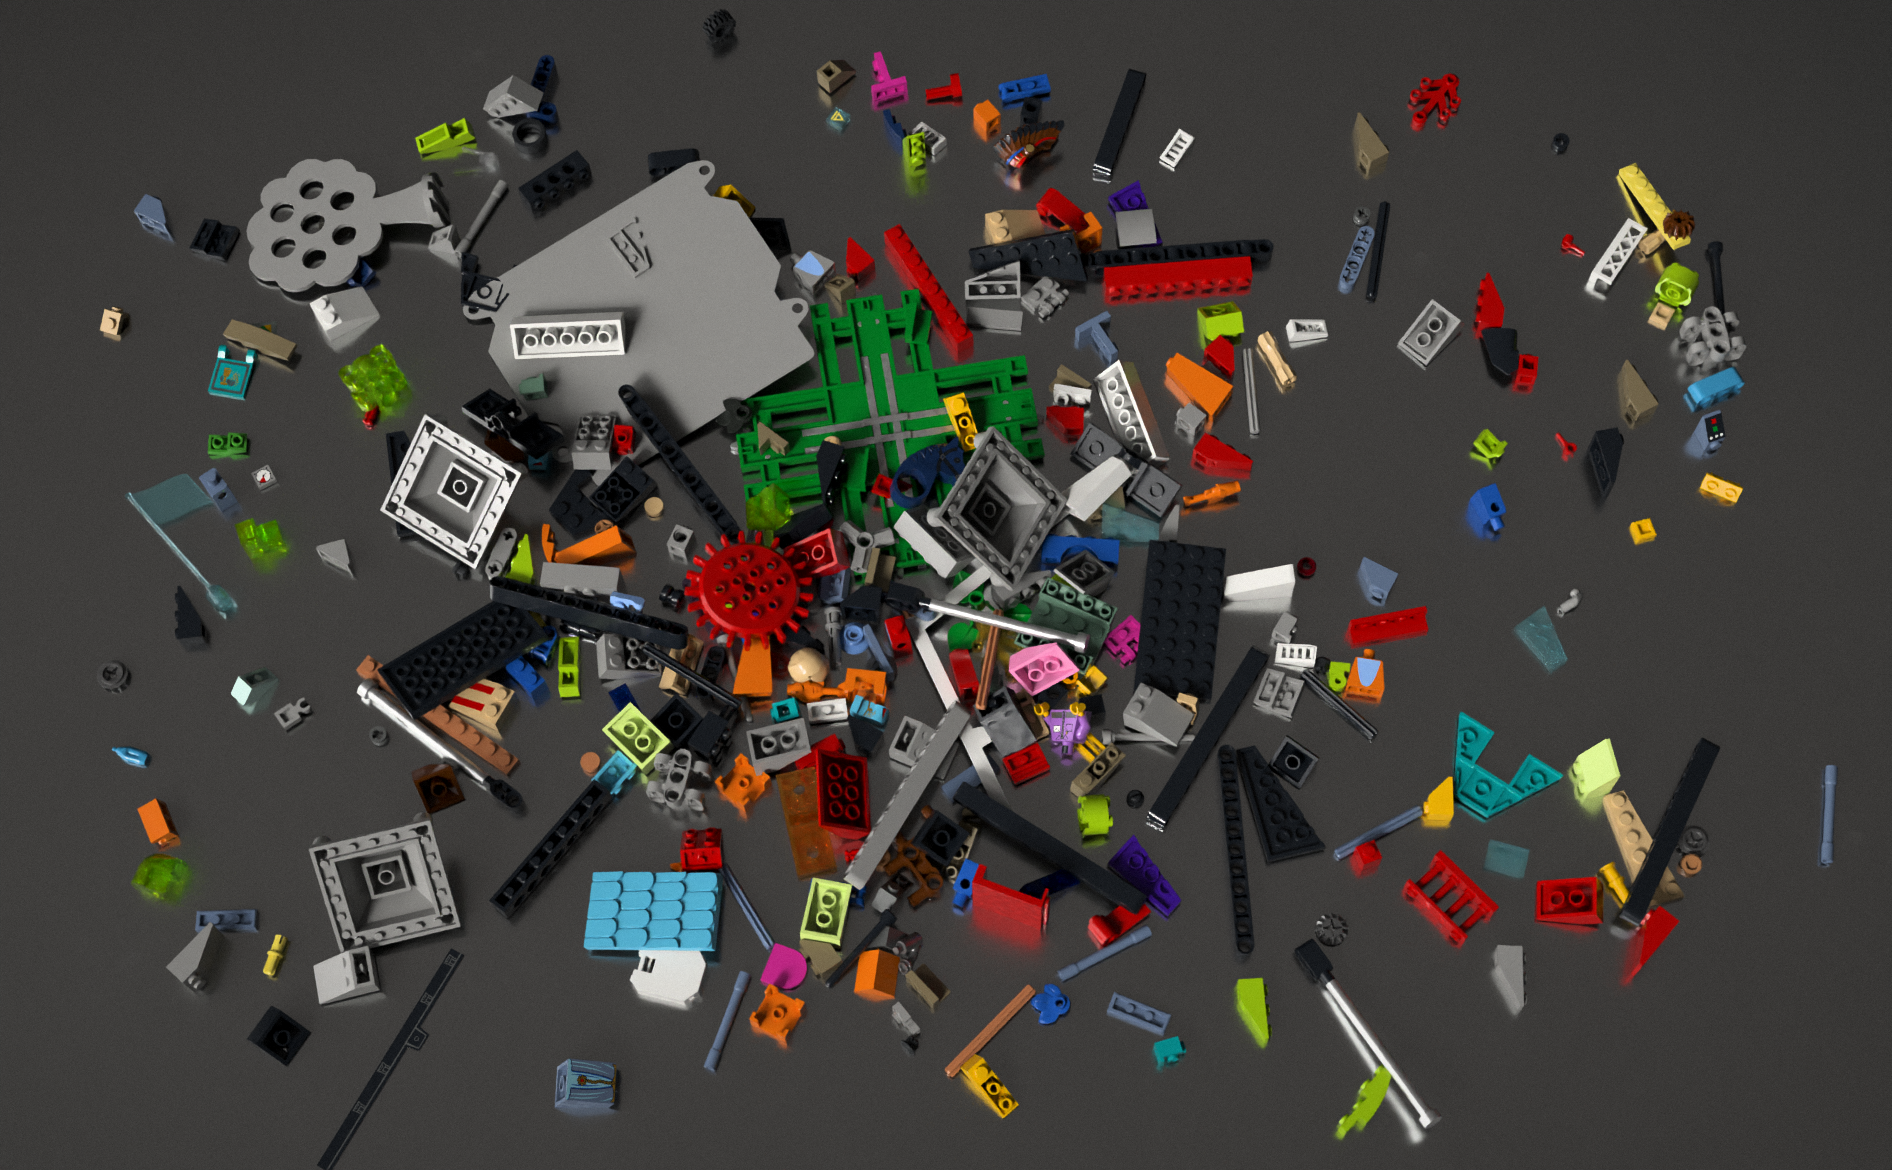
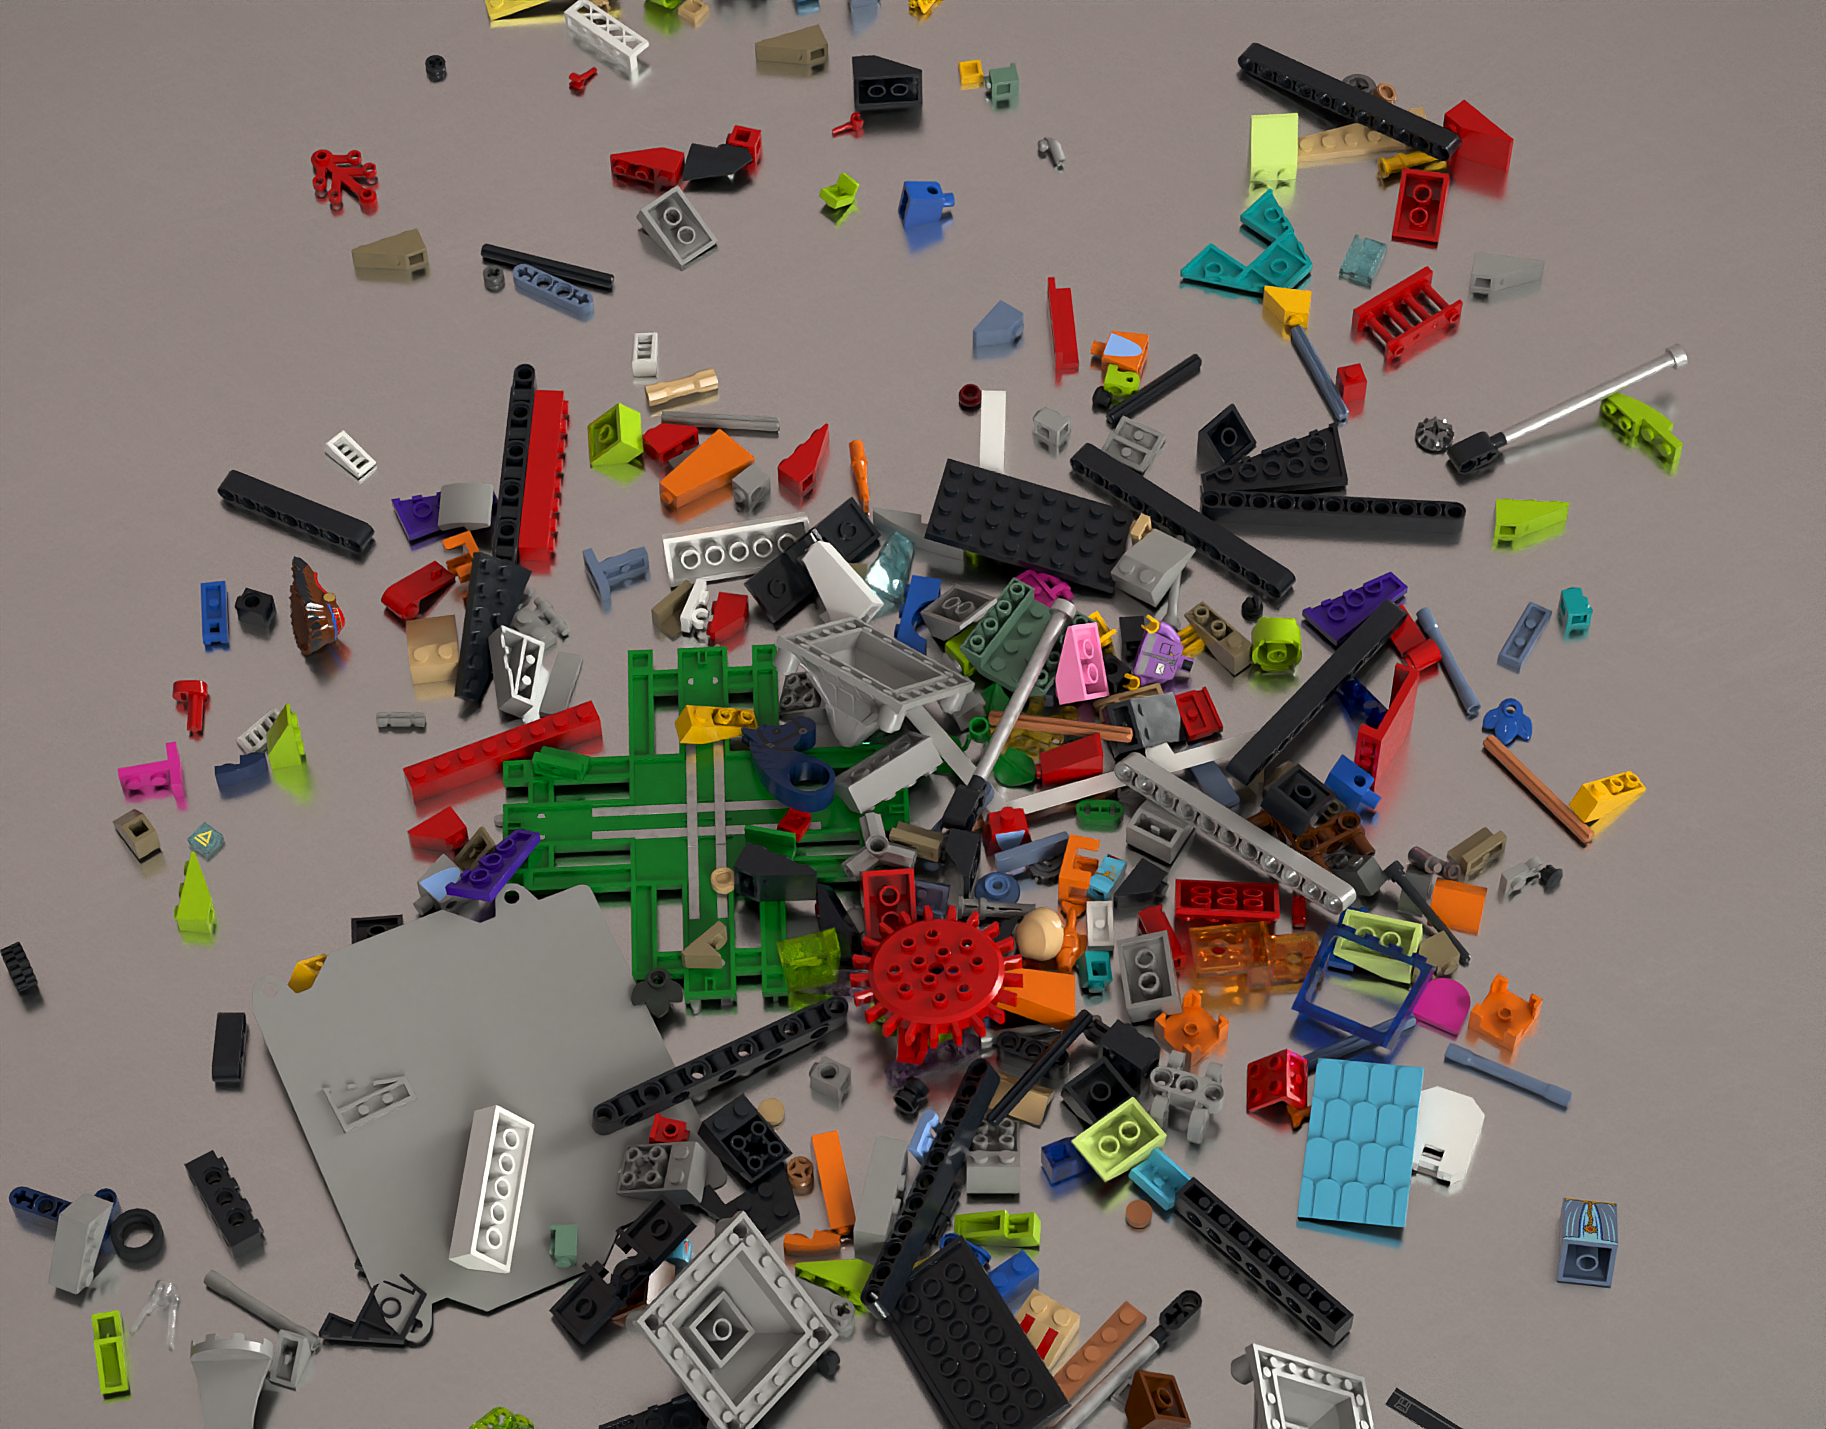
camera: 85 degrees left, 10 degrees down
(754, 887) = (1384, 1039): none -> clear blue windscreen
(786, 121) = (196, 907): none -> lime slope
(807, 288) = (495, 868): none -> dark purple wing
(933, 702) = (1099, 812): none -> green beam
(951, 220) = (400, 719): none -> light grey axle
(987, 115) = (248, 659): orange brick -> none
(1311, 649) = (1089, 406): white slope -> none
(1542, 639) = (1096, 185): clear light blue wing -> none
(1635, 554) = (1003, 81): none -> sand green brick

